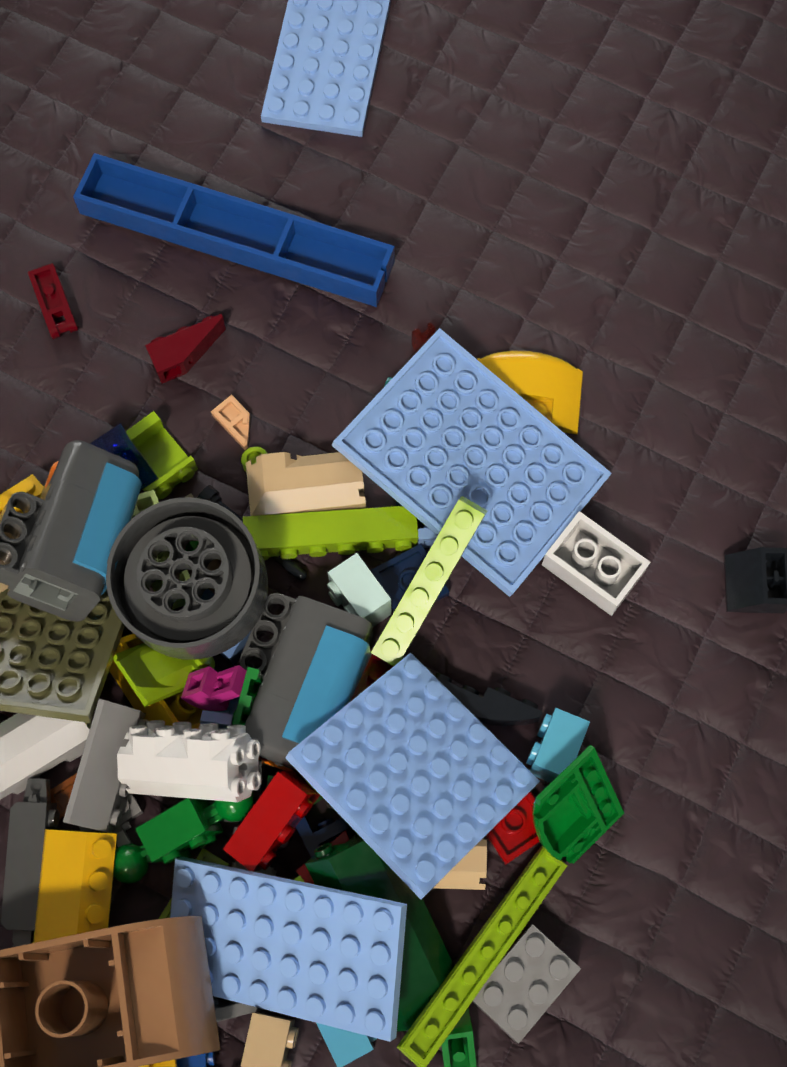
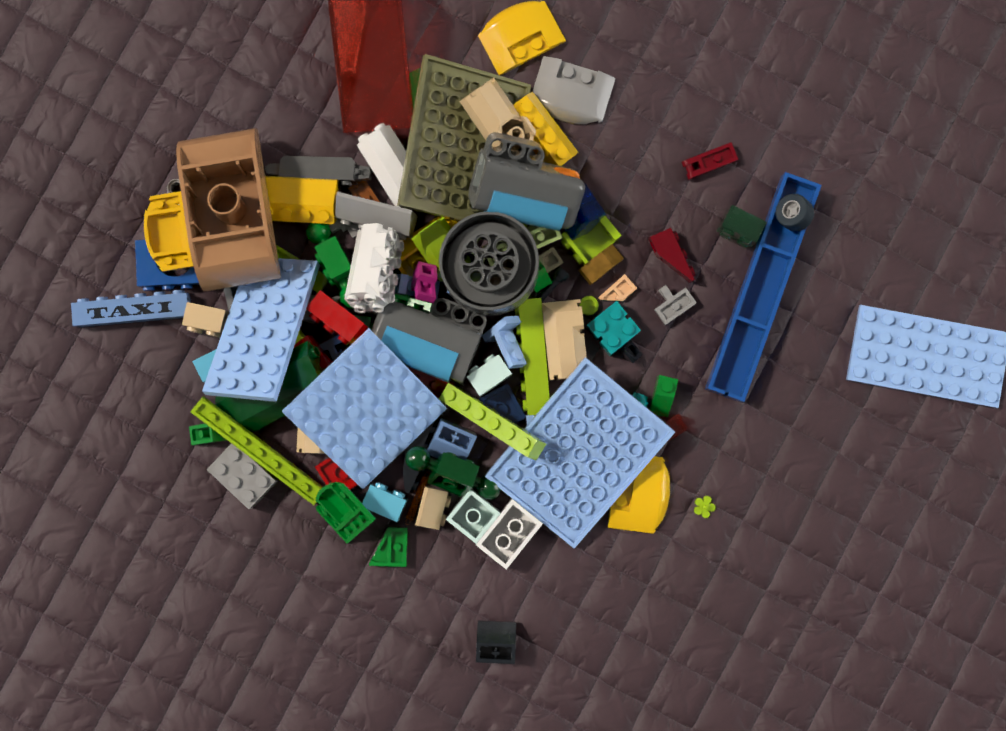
camera: 85 degrees right, 15 degrees up
(121, 187) = (794, 212): none -> black wheel
(147, 255) = (741, 227): none -> clear green brick
(196, 442) = (601, 264): none -> pearl gold slope
(255, 345) = (673, 305): none -> light grey plate
(287, 420) = (613, 328): none -> teal piece
(307, 565) = (503, 334): none -> light blue bracket
(325, 402) = (631, 352): none -> black slope
(382, 355) = (663, 395): none -> green slope
(463, 649) = (451, 438): none -> medium blue slope
(509, 645) = (451, 473): none -> dark green brick
(519, 693) = (417, 494): none -> orange piece
(541, 307) = (703, 506): none -> lime plant
(563, 677) = (432, 508): none -> tan slope
(571, 615) = (473, 515): none -> light aqua brick
(628, 739) = (392, 548): none -> green wing

